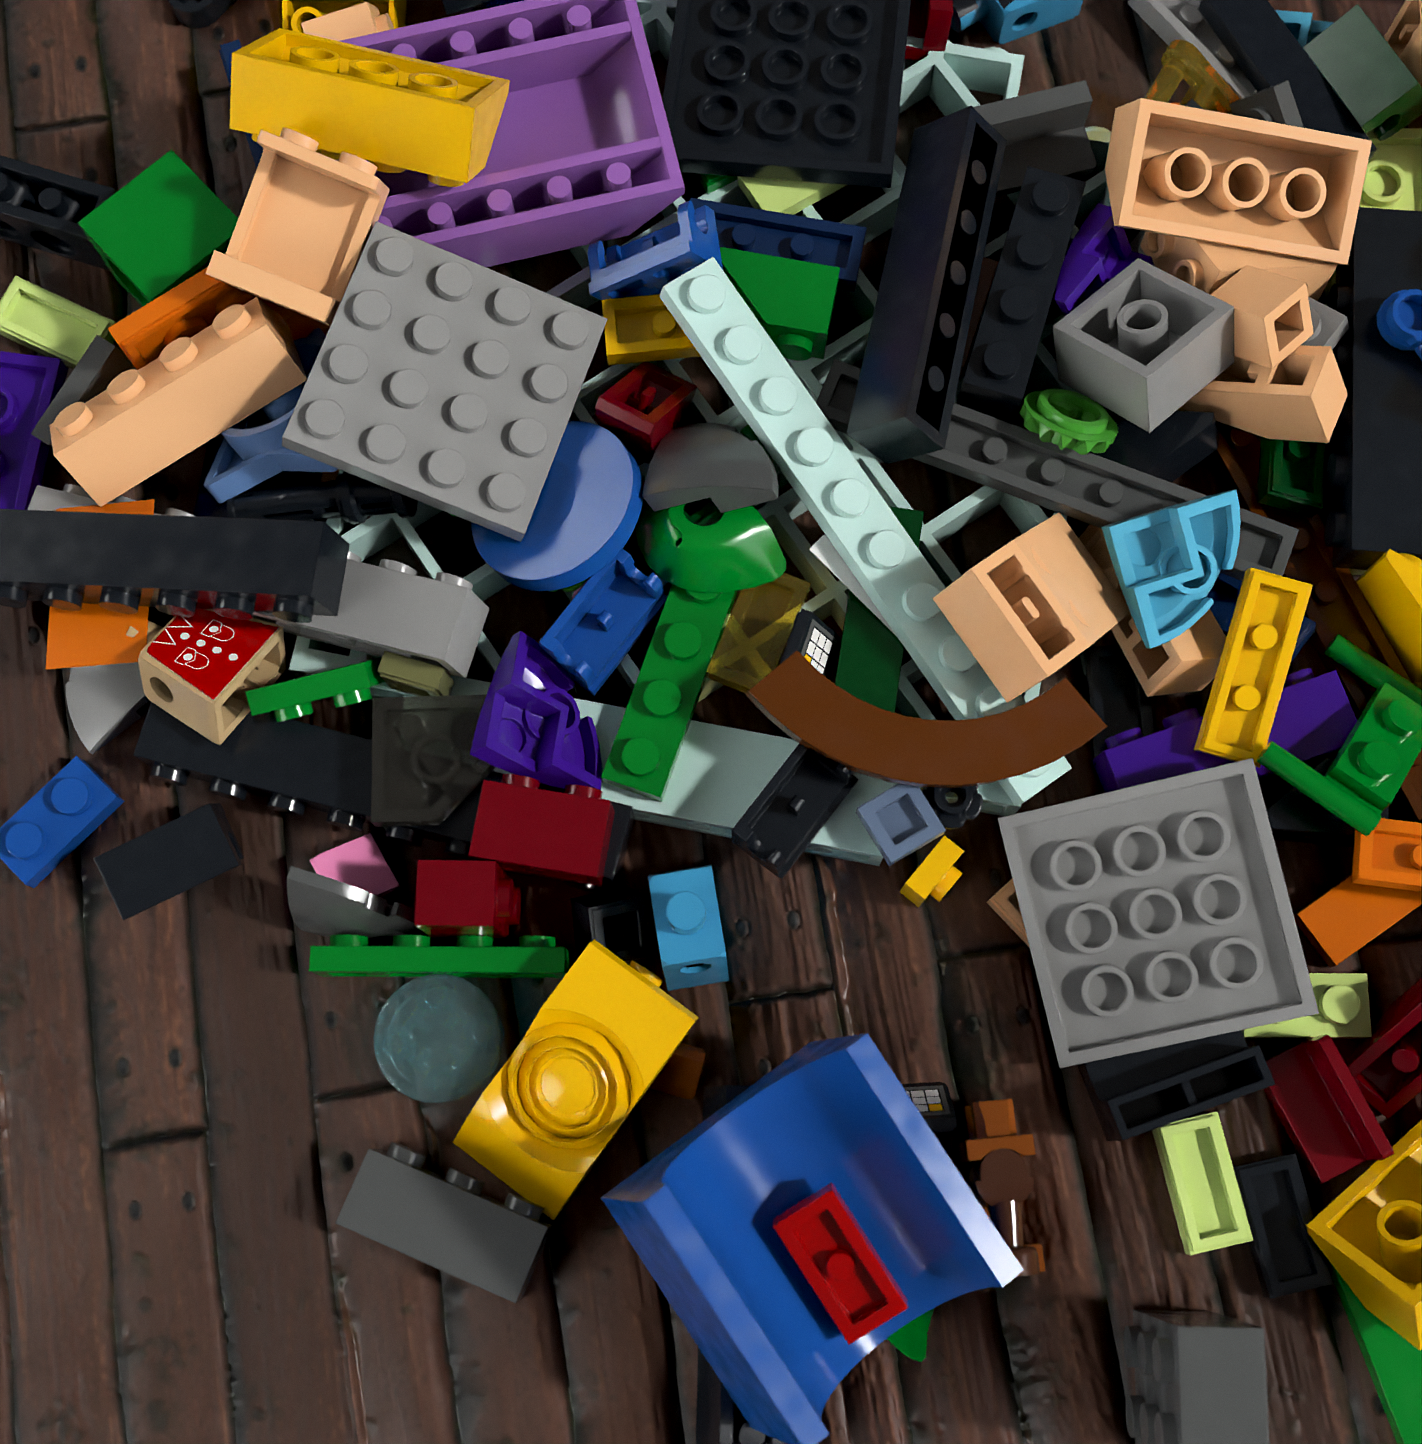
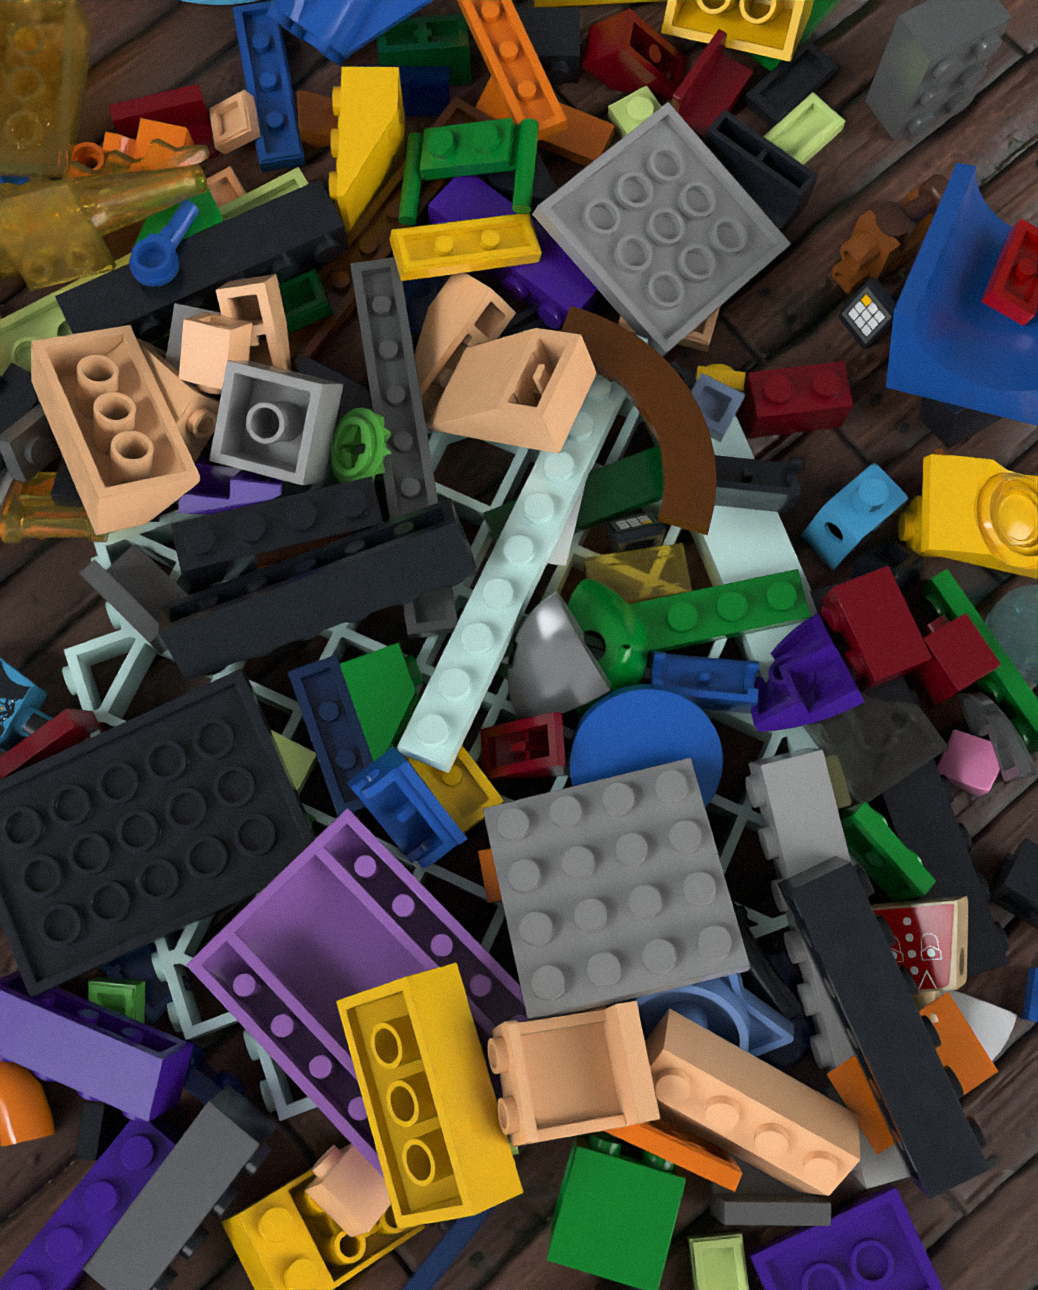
camera: 125 degrees left, 0 degrees up
(863, 946) = (796, 399): none -> dark red brick
(1172, 562) = (425, 327): medium azure brick -> none

